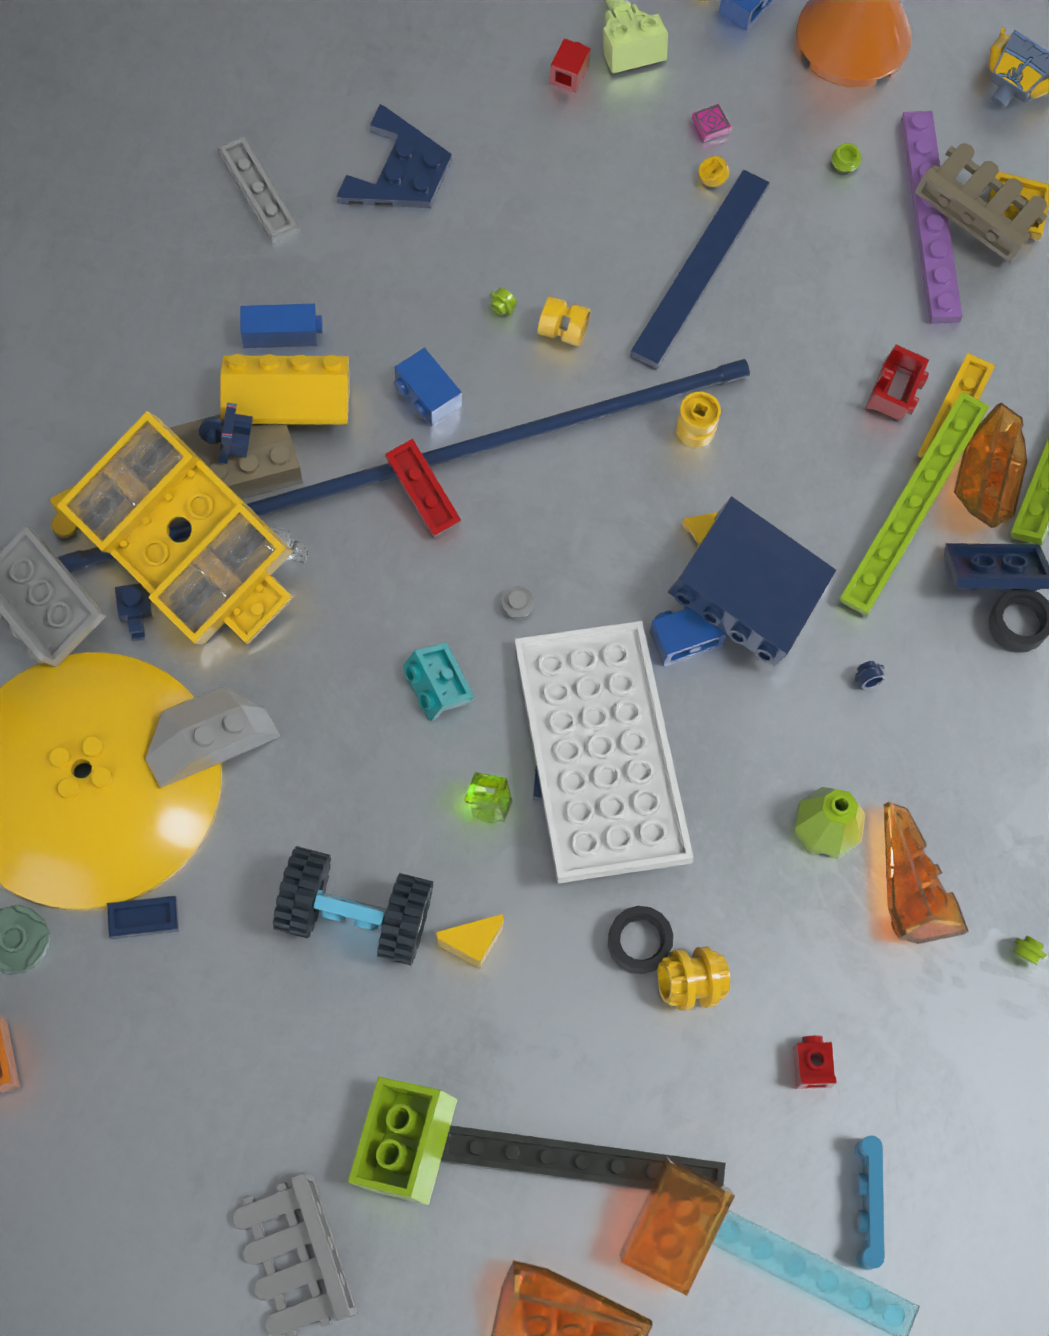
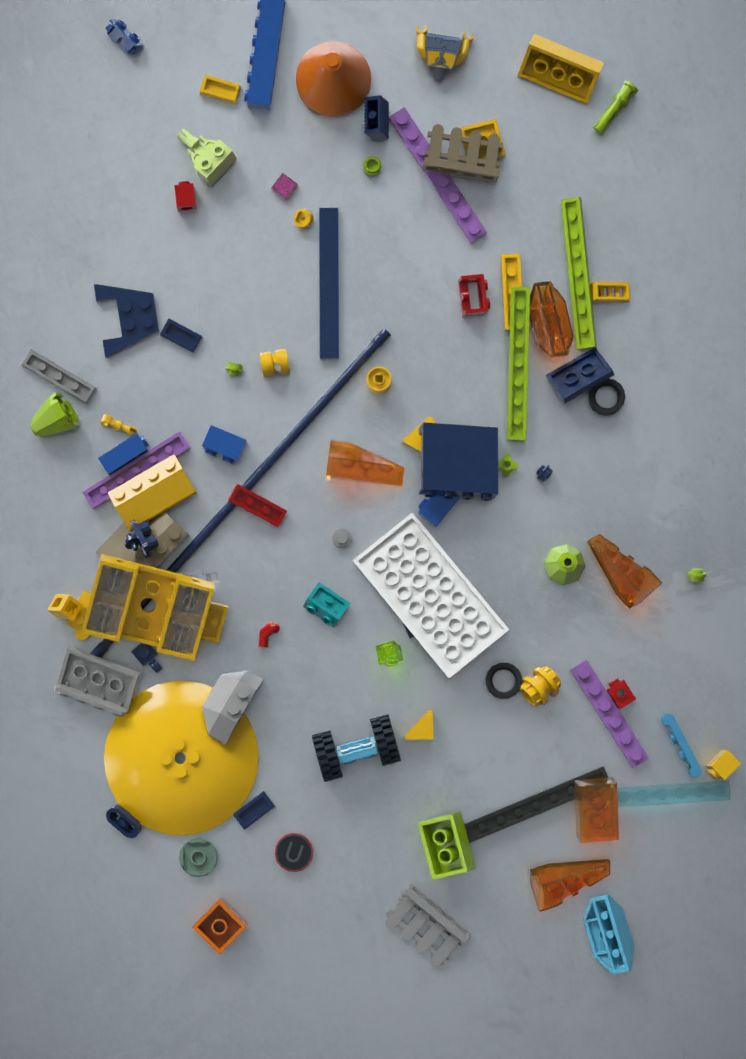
camera: 25 degrees left, 15 degrees up
(61, 472) = (64, 607): none -> yellow brick
(161, 1016) = (294, 852): none -> black tile
(208, 355) = (172, 446): none -> medium lavender plate
(217, 228) = (54, 417): none -> lime cone
(297, 289) = (118, 425): none -> yellow piece
(325, 669) = (266, 631): none -> red arm
(456, 226) = (181, 335): none -> dark blue tile
(600, 517) = (357, 464): none -> clear orange wedge
(778, 1088) = (609, 713): none -> medium lavender plate
(816, 642) = (507, 460): none -> lime plate
(887, 99) = (376, 117): none -> dark blue brick
(924, 1272) = (722, 765): none -> yellow brick

